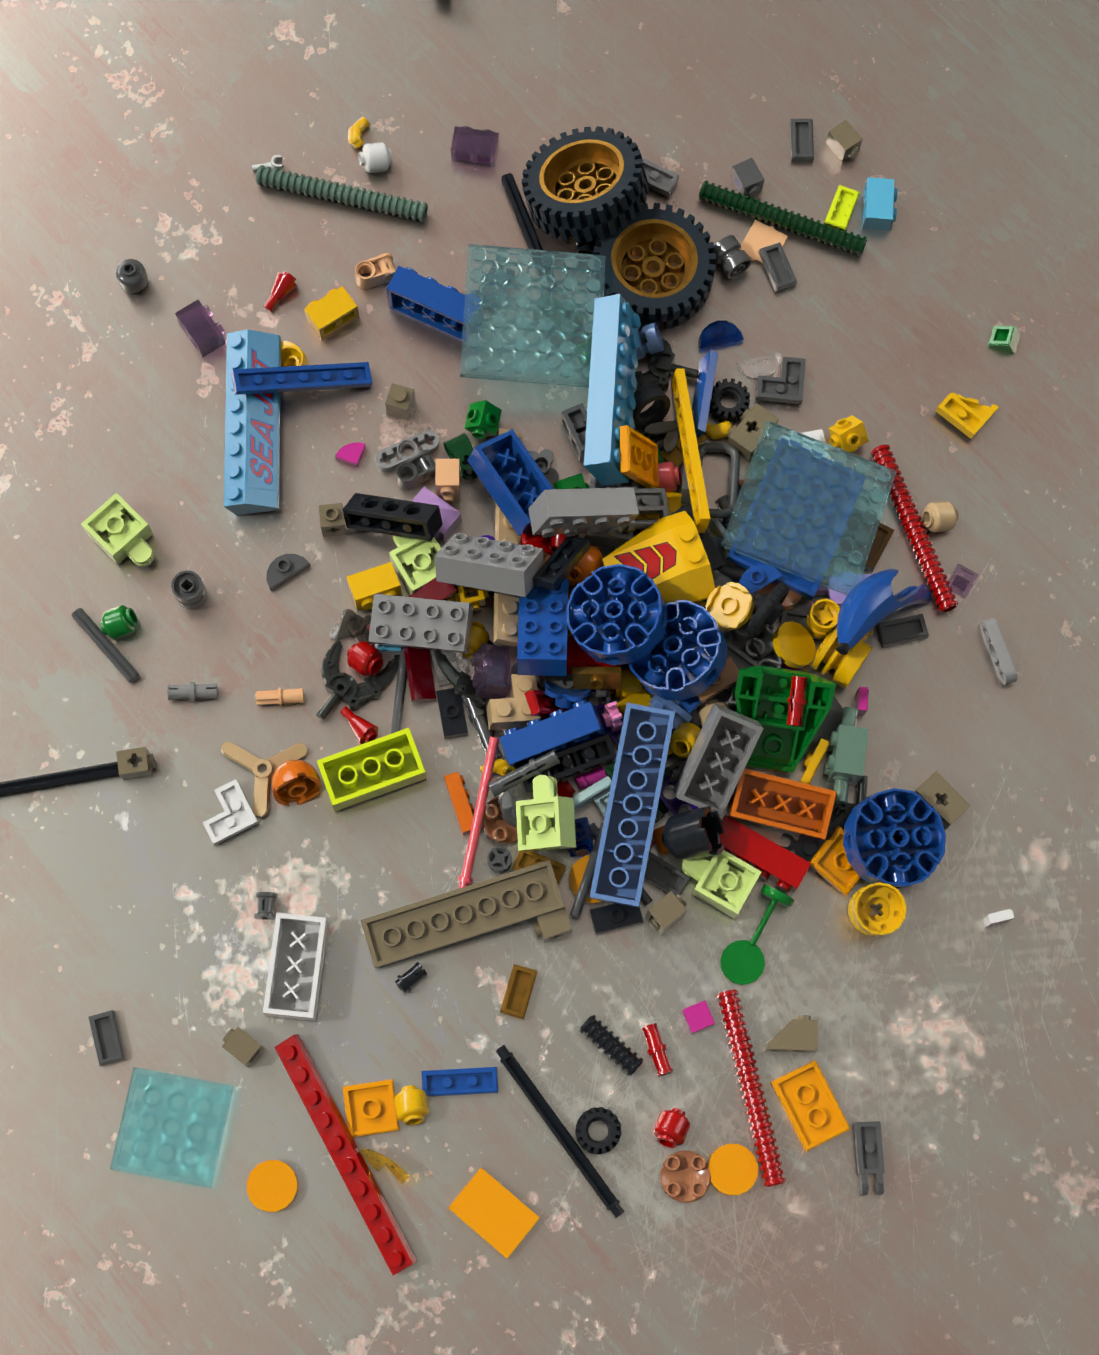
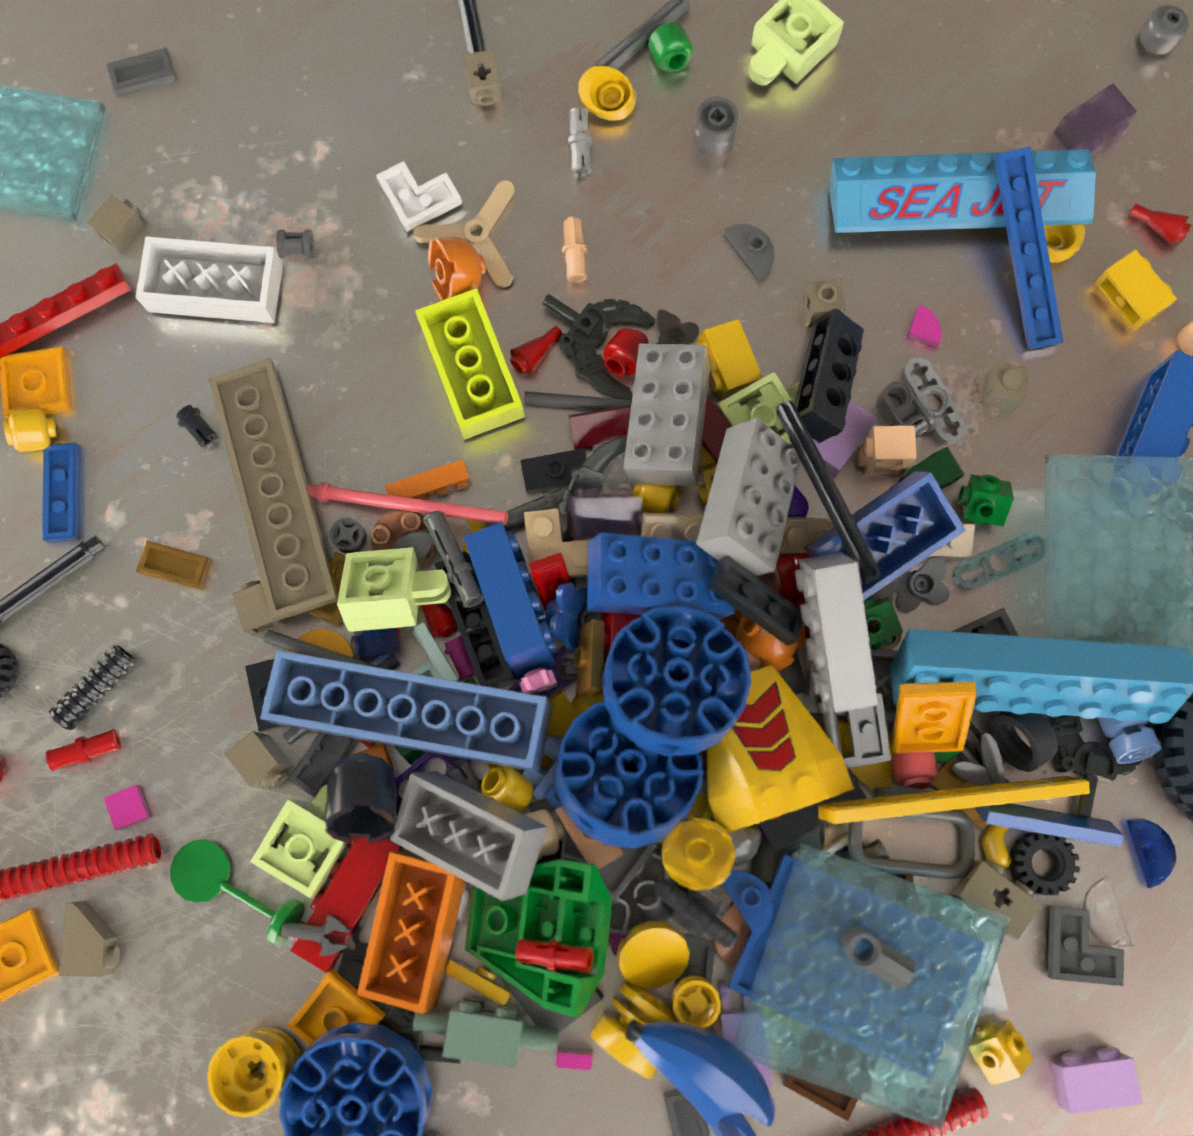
camera: 95 degrees right, 5 degrees up
(154, 670) = (607, 93): none -> yellow hat
(483, 515) = (828, 491): none -> black axle
(523, 426) = (1016, 544): none -> clear light blue beam
(785, 867) = (318, 934): none -> dark grey bar
(792, 498) = (878, 957): none -> dark grey piece
(864, 380) = (1096, 1081): none -> lavender brick

